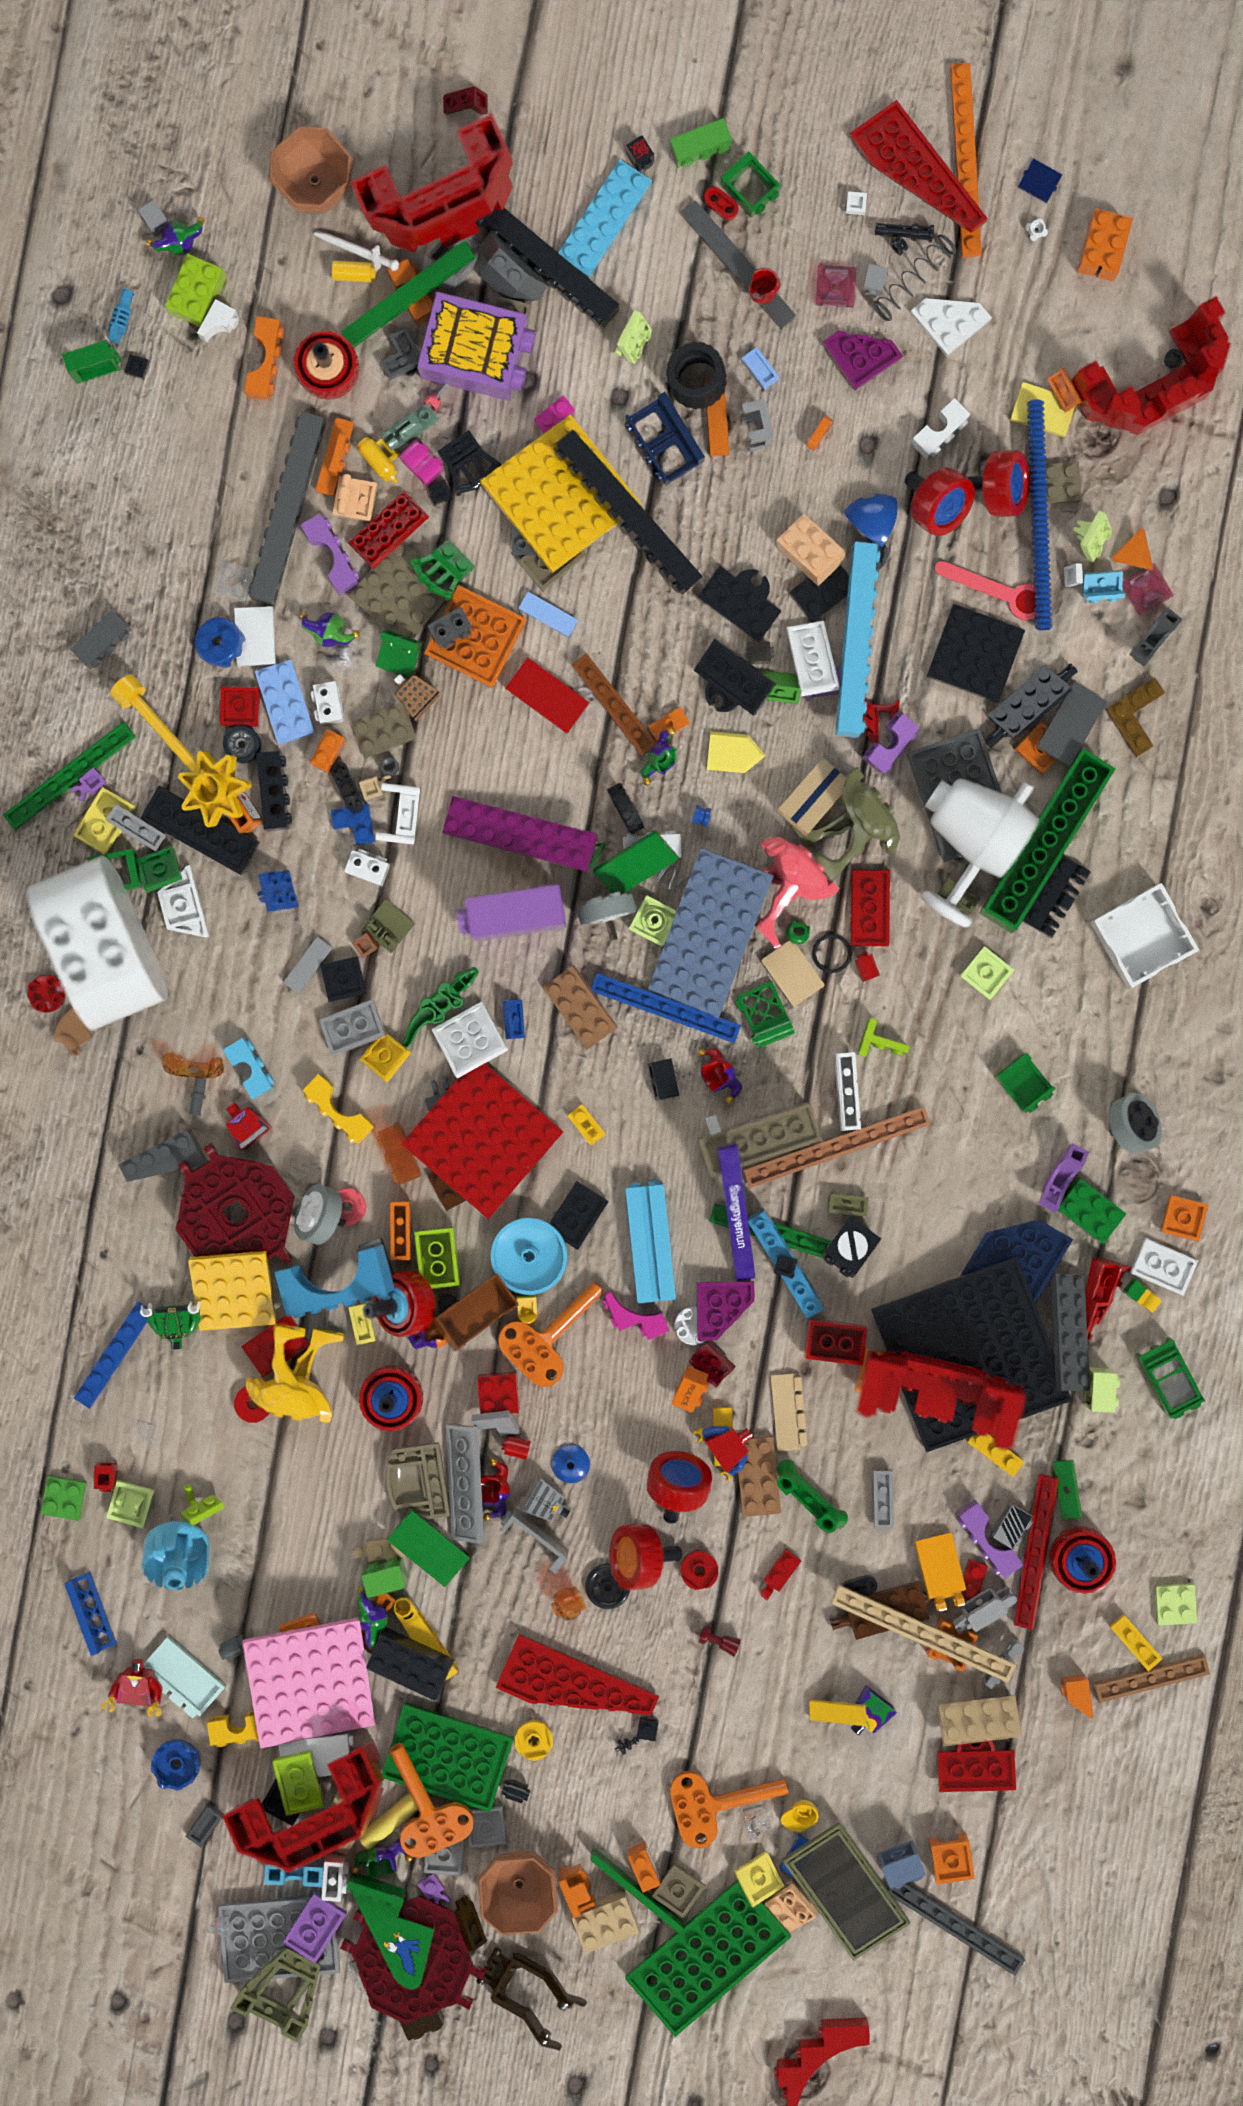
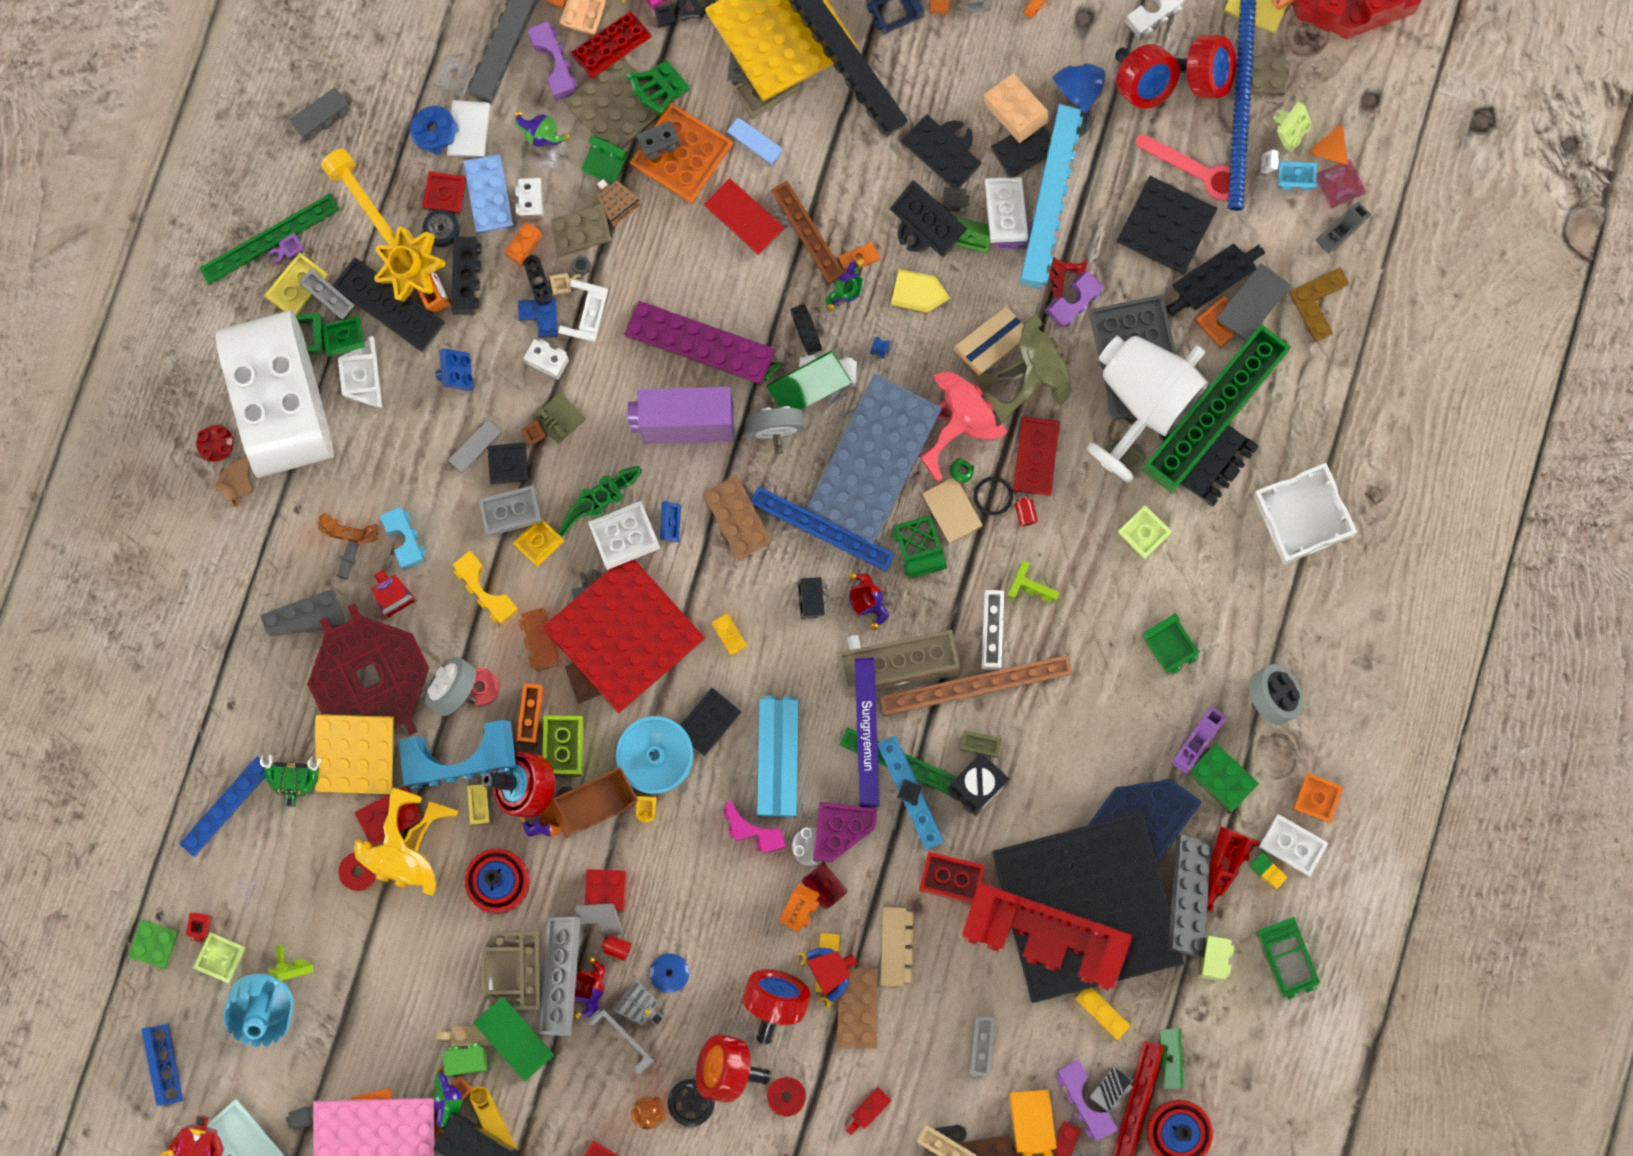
camera: 10 degrees right, 10 degrees down
(534, 1351) = (647, 852): orange piece -> none
(653, 921) = (819, 442): yellowish green plate -> none
(792, 1482) = (891, 1015): green plate -> none

